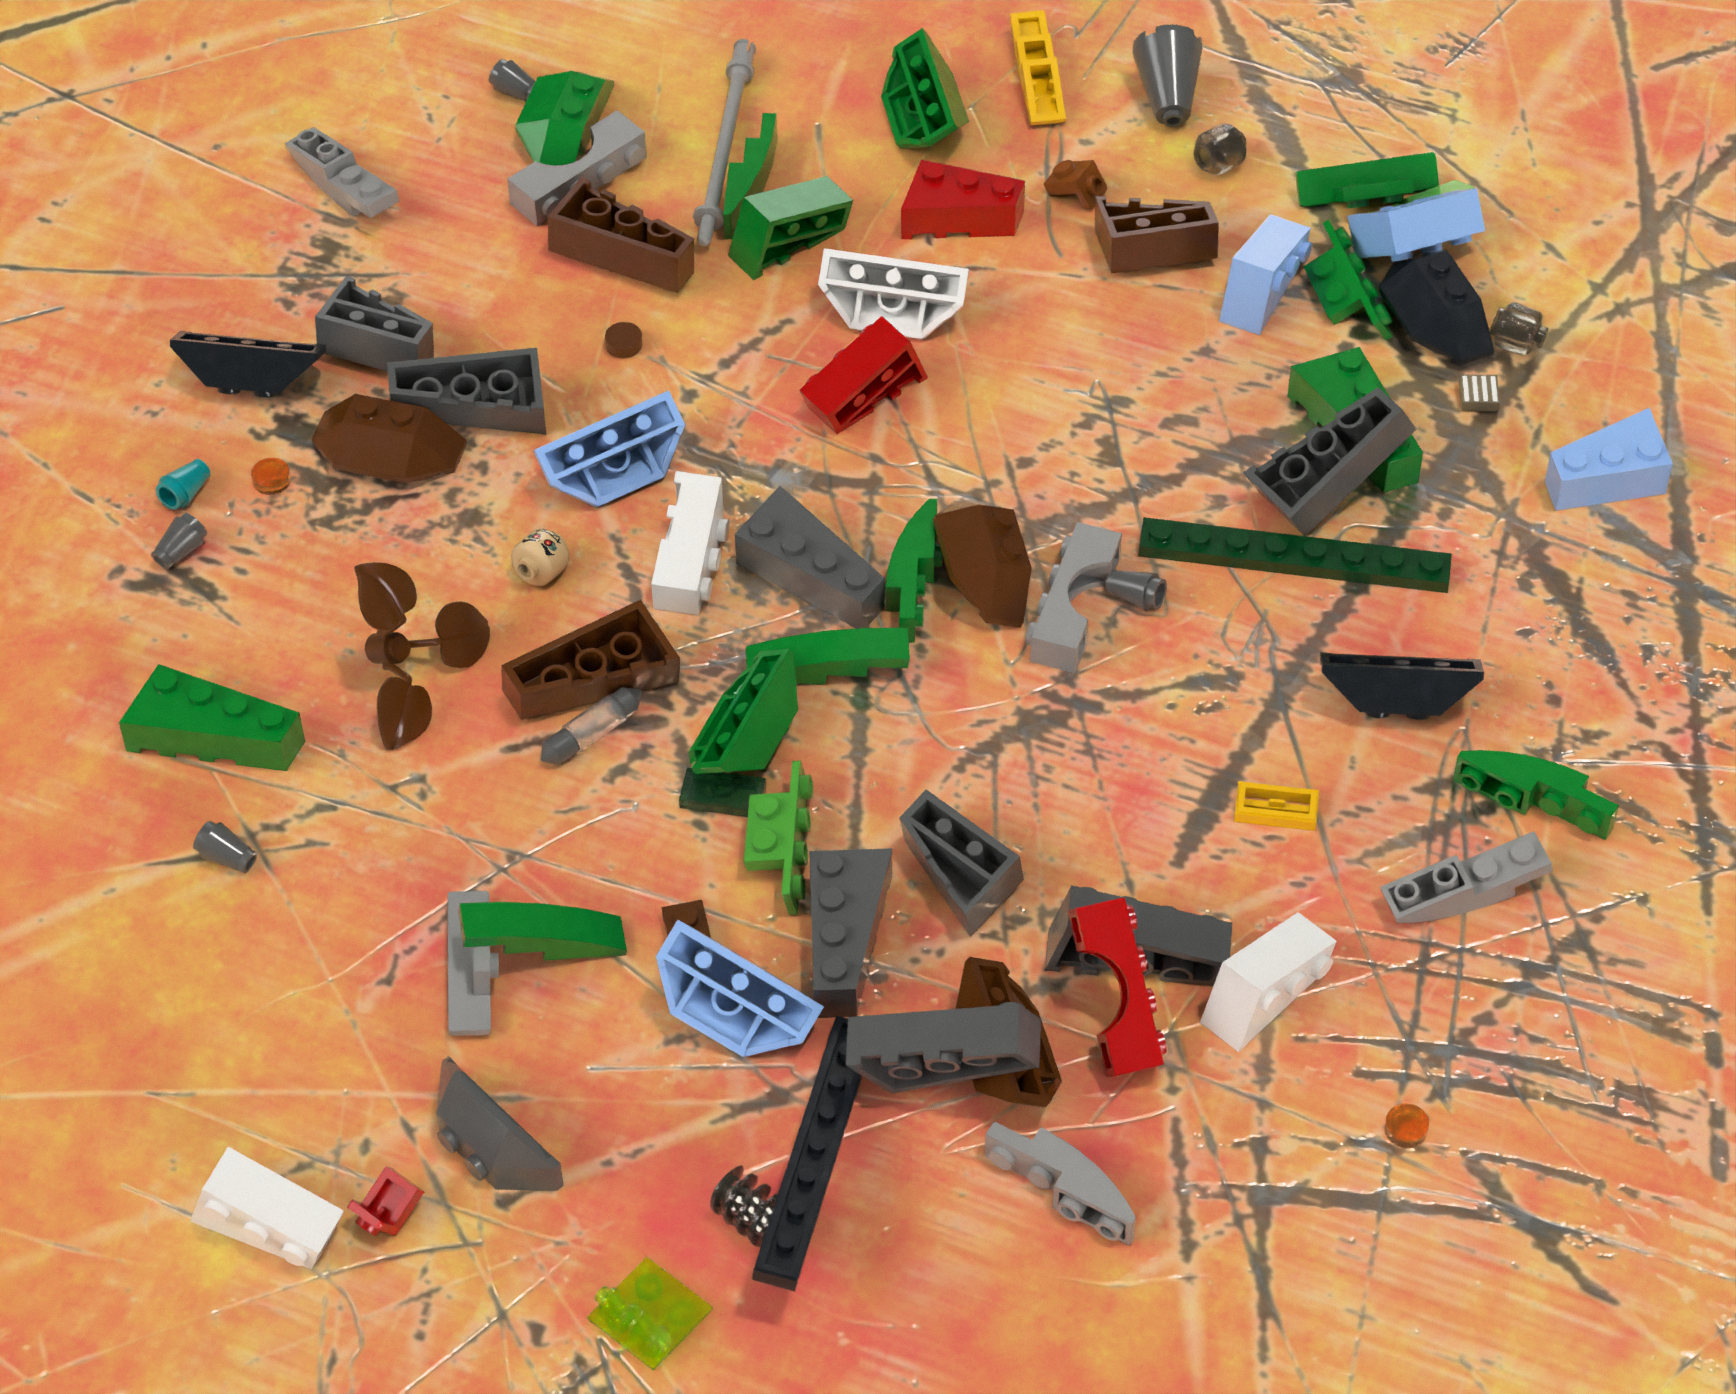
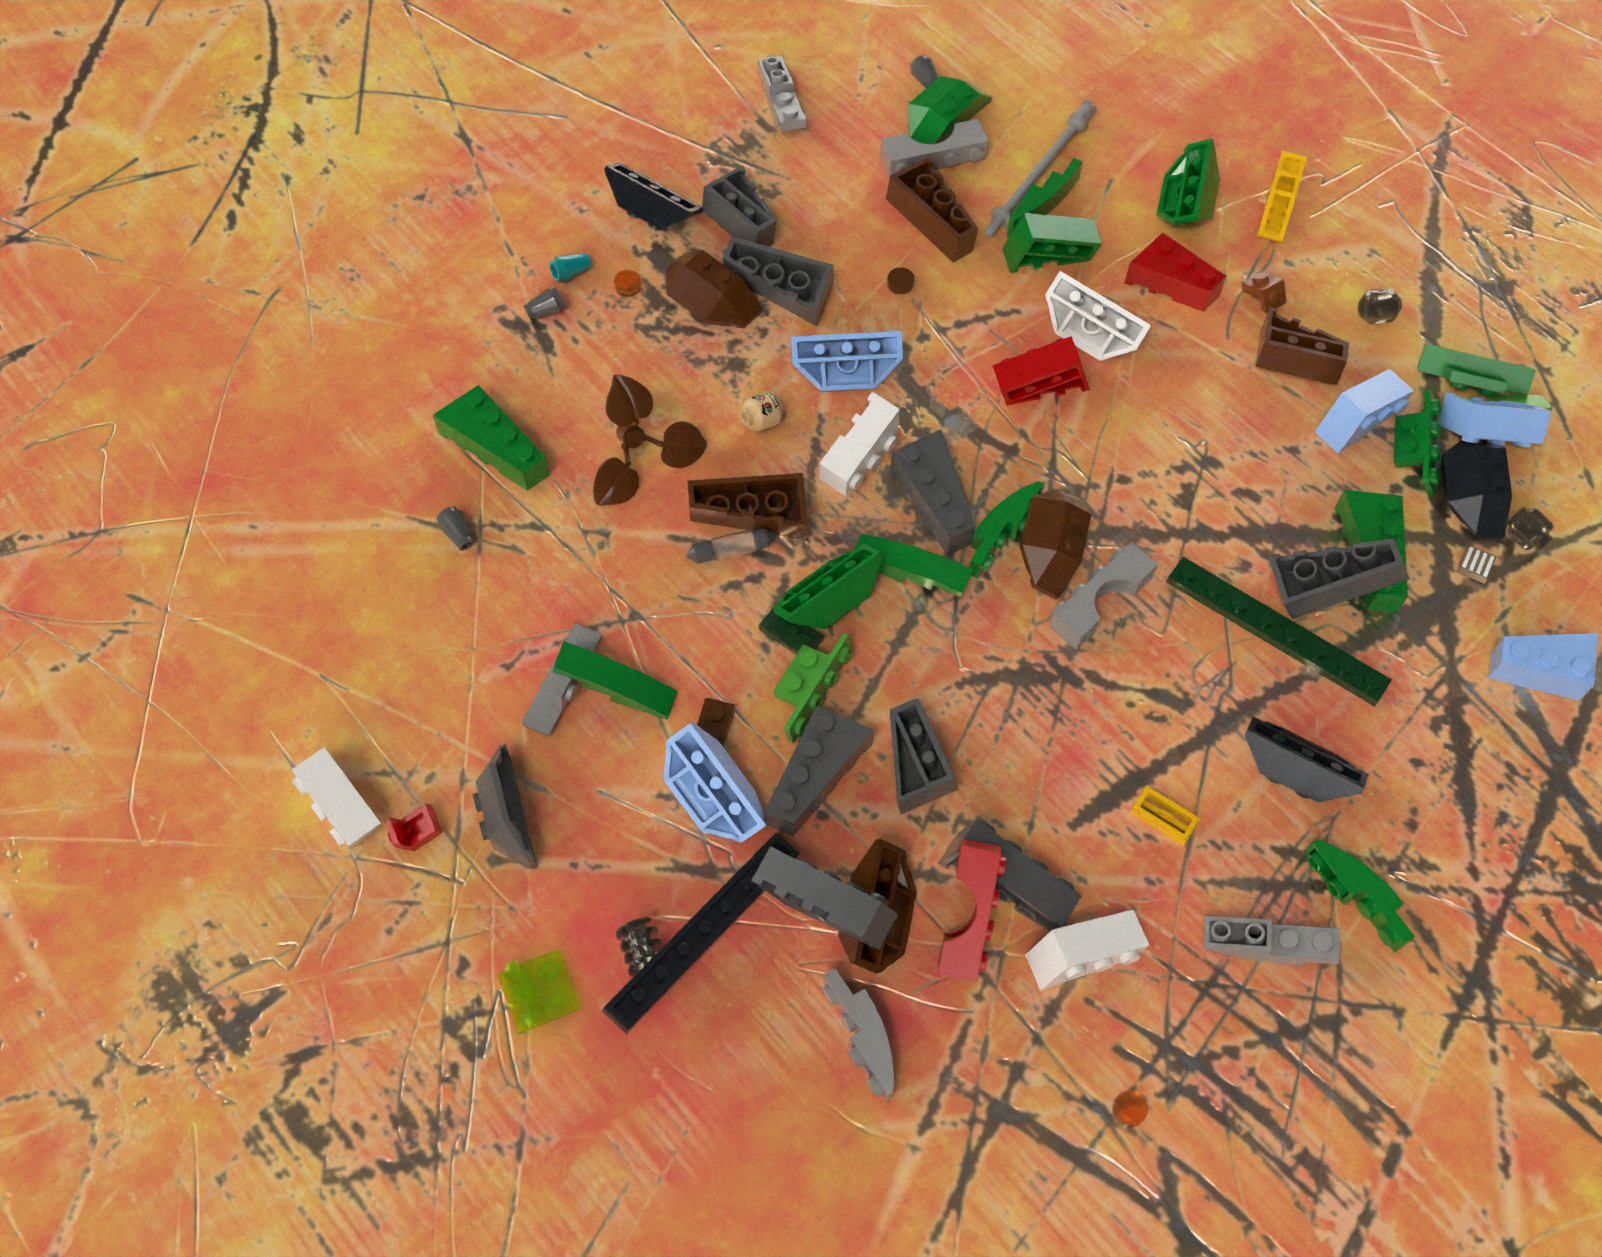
camera: 25 degrees right, 10 degrees up
(1138, 588) = (1152, 609): dark grey cone -> none
(1169, 70) = (1372, 234): dark grey cone -> none

